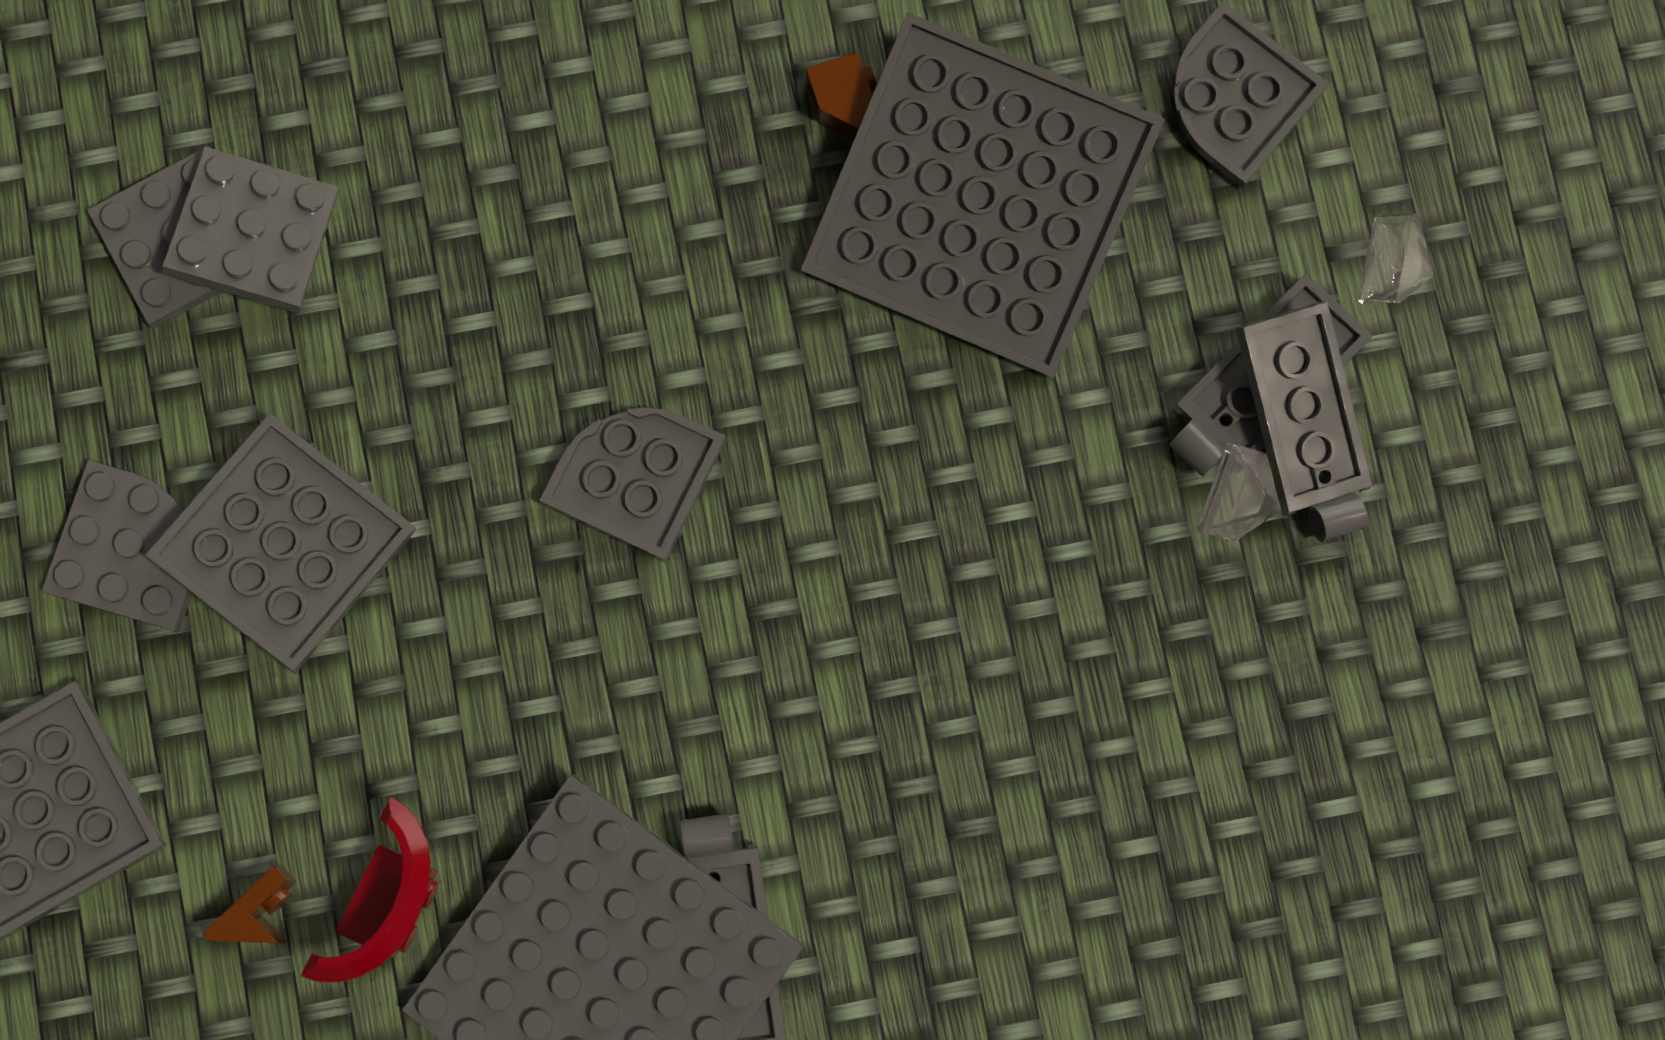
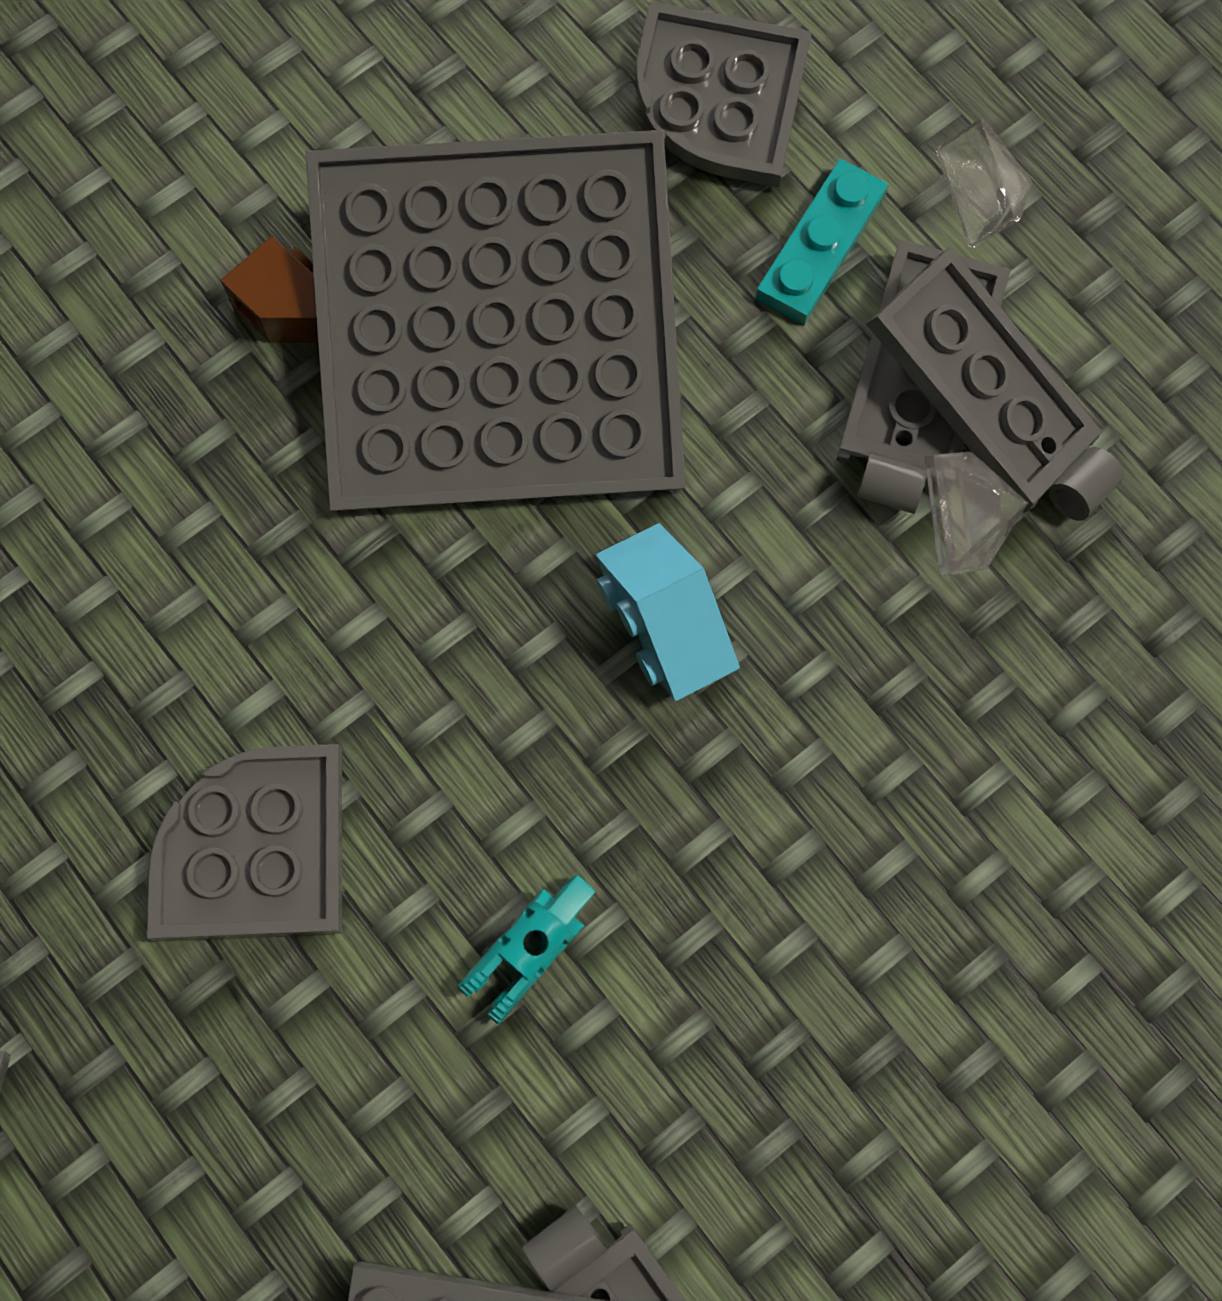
camera: 30 degrees left, 5 degrees down
(807, 627) = (554, 923): none -> teal hinge
(994, 453) = (670, 607): none -> medium azure brick
(1251, 245) = (821, 241): none -> teal plate

